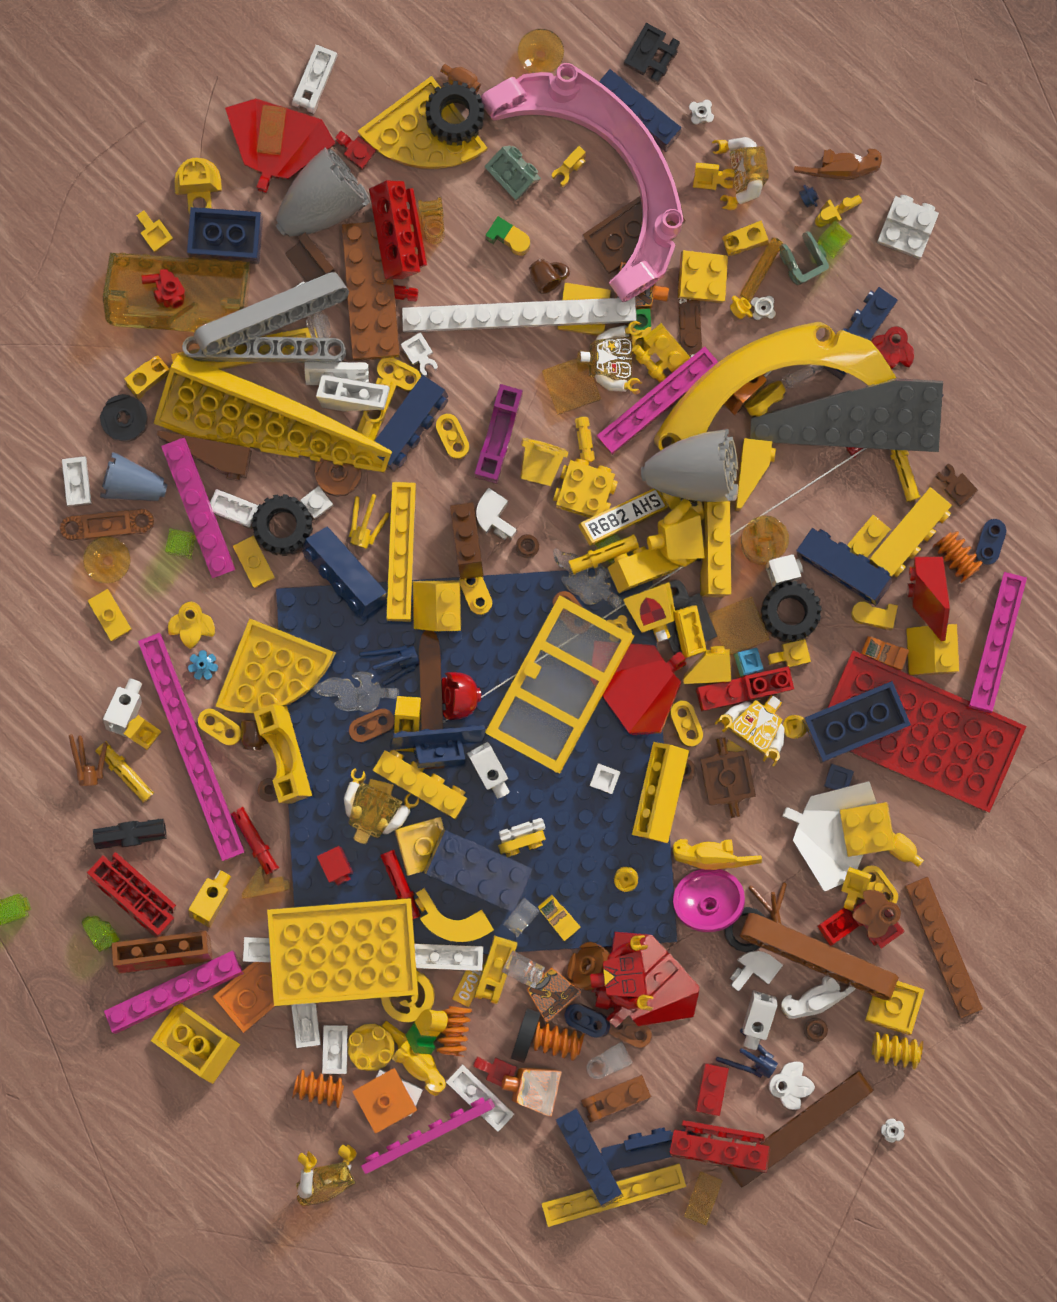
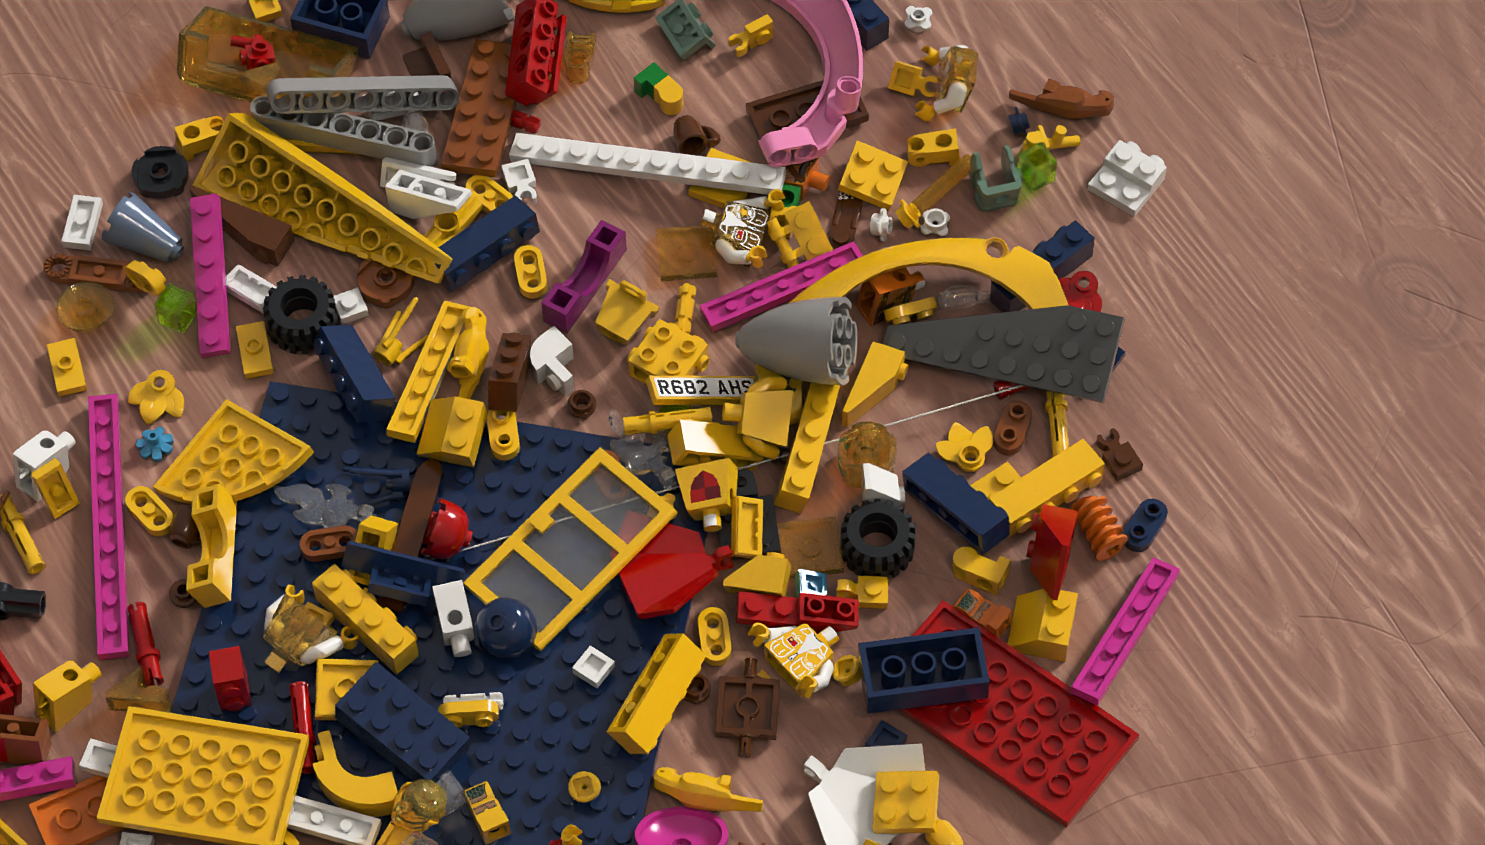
camera: 15 degrees right, 25 degrees down
(157, 532) = (145, 278): none -> yellow plate
(428, 527) = (470, 352): none -> yellow animal
(511, 934) = (419, 805): none -> clear yellow hair
(530, 765) = (506, 627): none -> dark blue cylinder
(721, 322) = (881, 225): none -> white plate
(836, 504) = (965, 444): none -> yellow plate
(869, 480) = (1014, 426): none -> dark orange plate

